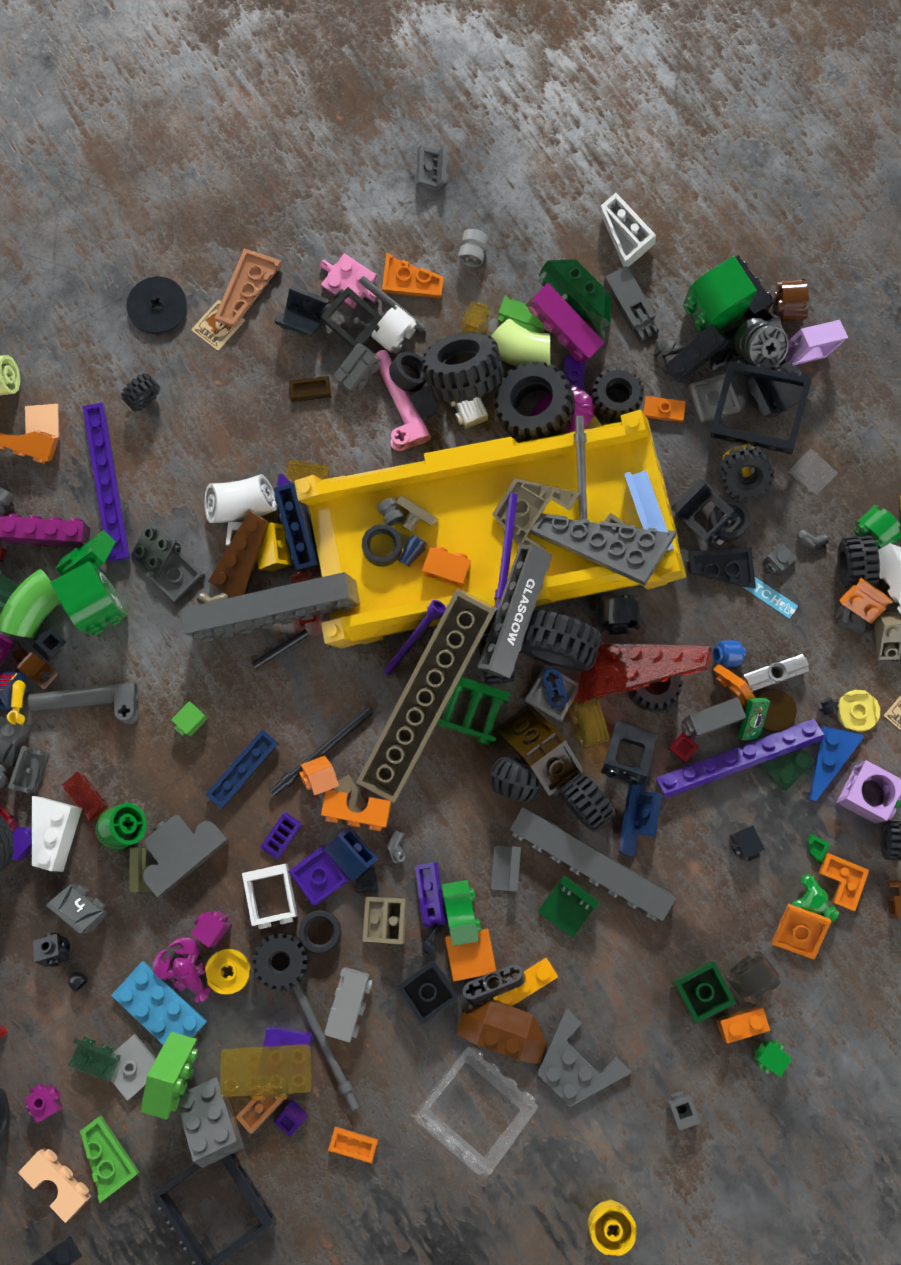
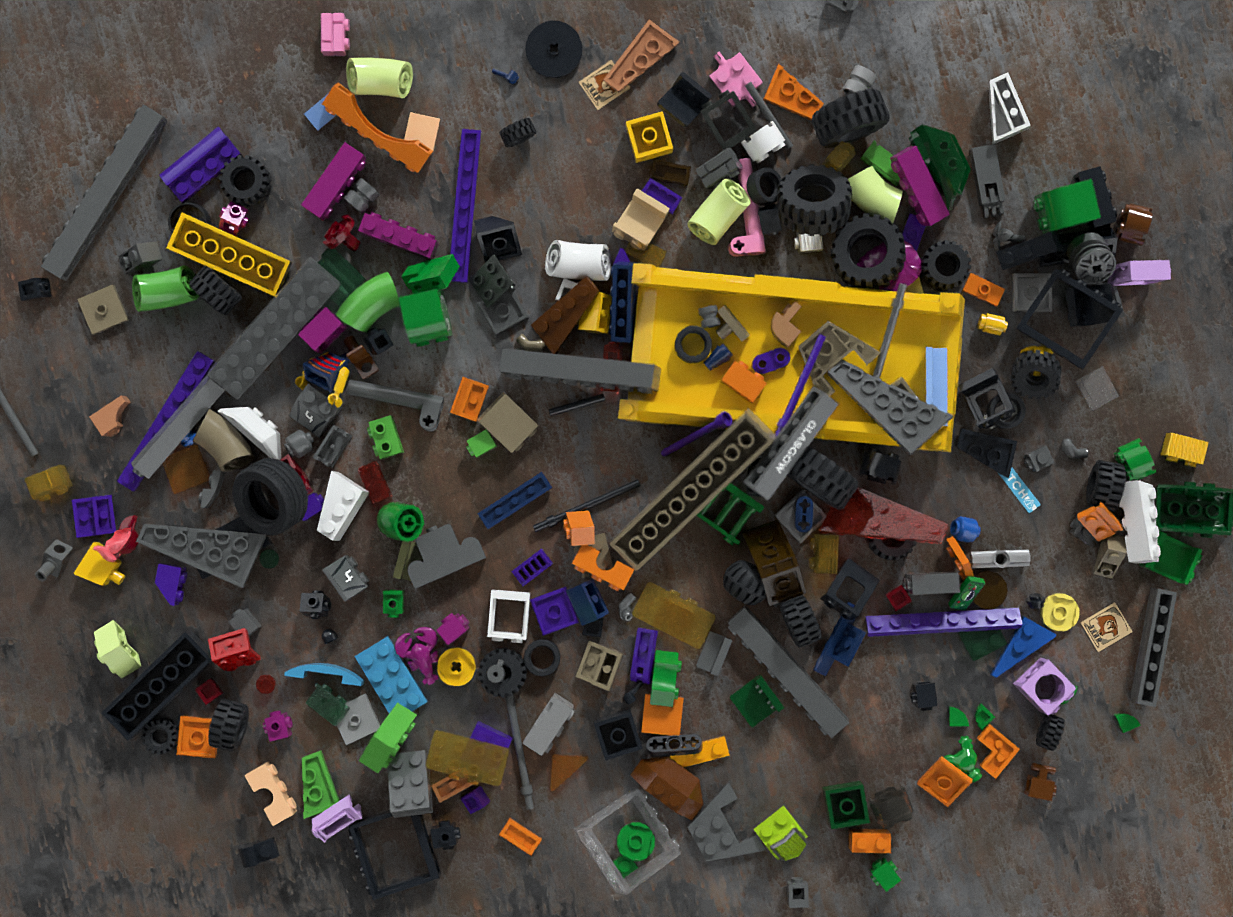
camera: 15 degrees right, 10 degrees up
(19, 1058) = (265, 684): none -> clear red plate
(83, 743) = (385, 437): none -> bright green brick
(108, 1021) = (348, 676): none -> dark azure slope
(120, 343) = (511, 77): none -> dark blue hand
(141, 1174) = (335, 818): none -> lavender window
(144, 914) = (398, 597): none -> green brick
(149, 502) = (497, 238): none -> black slope
(164, 676) = (469, 399): none -> orange plate
(211, 688) = (507, 423): none -> dark tan brick
(259, 1173) = (440, 839): none -> black brick
(272, 957) = (496, 668): none -> dark grey piece
(276, 358) = (649, 137): none -> yellow brick
(292, 442) = (640, 220): none -> tan panel
(306, 413) = (662, 195): none -> dark purple plate
(369, 410) = (719, 211): none -> yellowish green brick
(378, 1049) = (563, 767): none -> clear orange tile
(450, 839) = (674, 614): none -> clear yellow bracket
(469, 500) = (781, 327): none -> medium nougat brick
(469, 538) = (771, 361): none -> dark purple plate
(473, 275) = (850, 118): none -> black tyre
(480, 1139) = (625, 866): none -> green plate
(484, 1109) = (635, 841): none -> green tile
(645, 1049) = (782, 835): none -> lime piece
(684, 439) = (992, 324): none -> yellow brick
(790, 857) = (956, 717): none -> green tile

